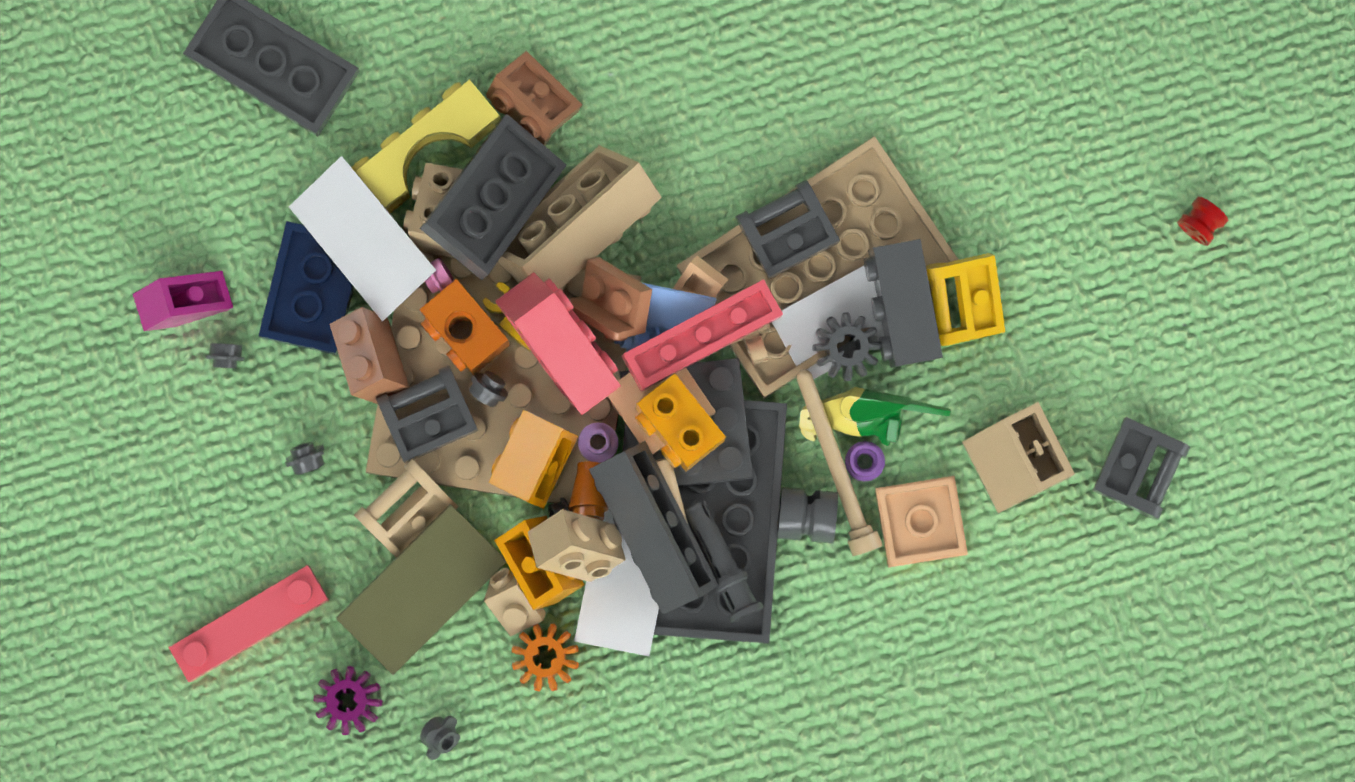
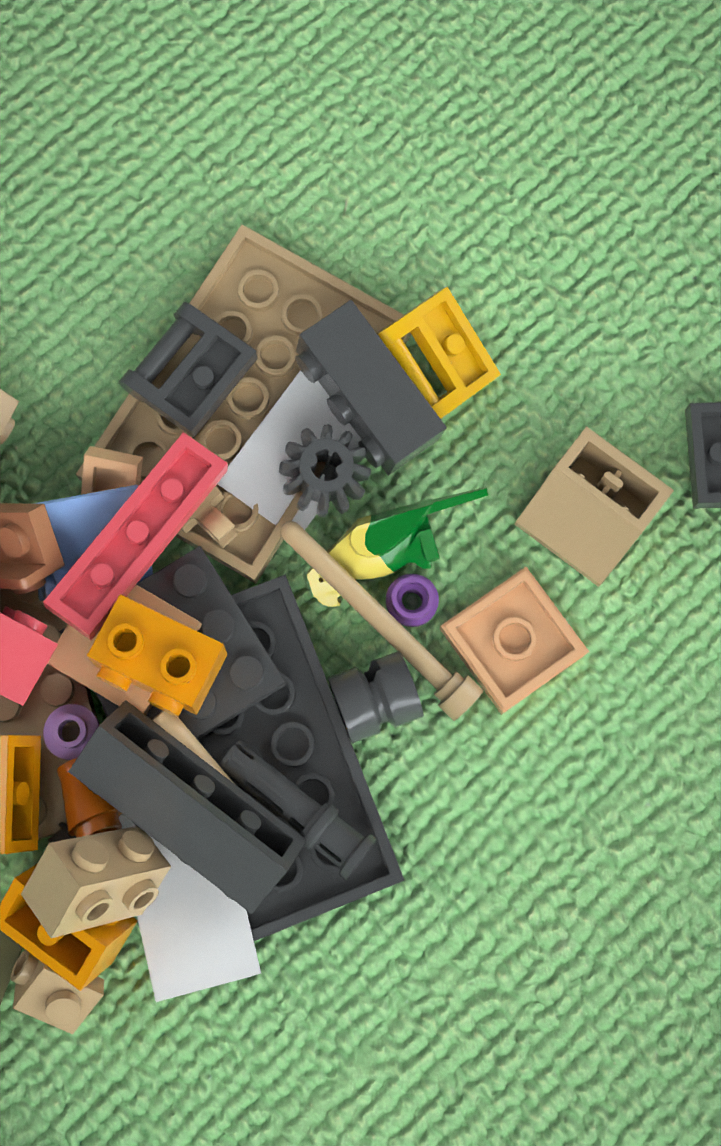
camera: 30 degrees left, 5 degrees down
(533, 650) = (108, 1035): orange gear -> none
(1202, 221) = (658, 151): red wheel -> none

